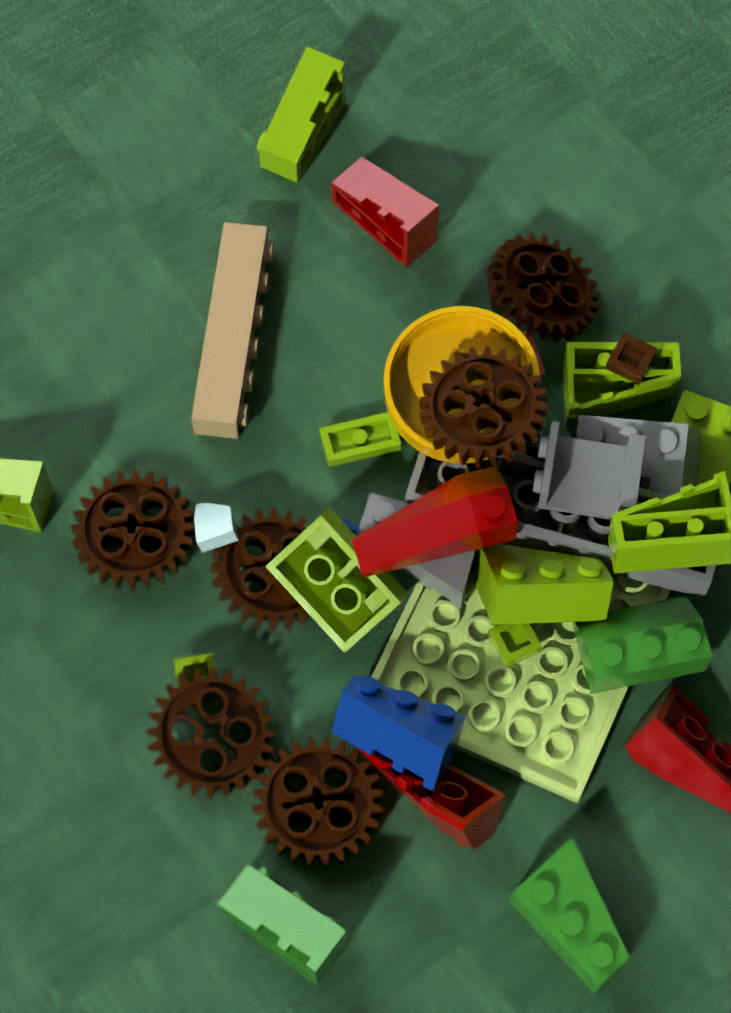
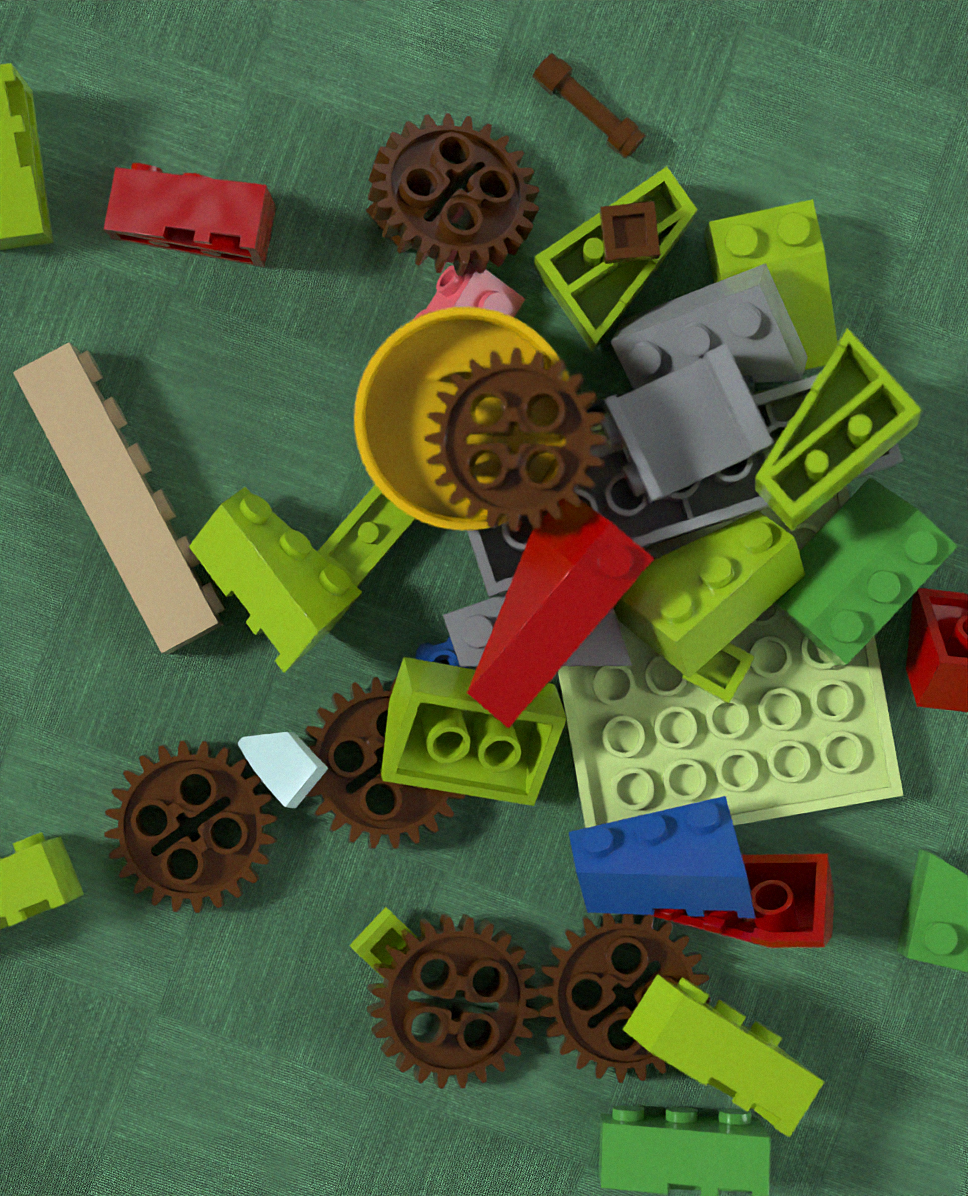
camera: 30 degrees left, 20 degrees up
(288, 421) = (274, 574): none -> lime wedge
(354, 865) = (723, 1052): none -> lime wedge
(665, 322) = (555, 76): none -> reddish brown bar

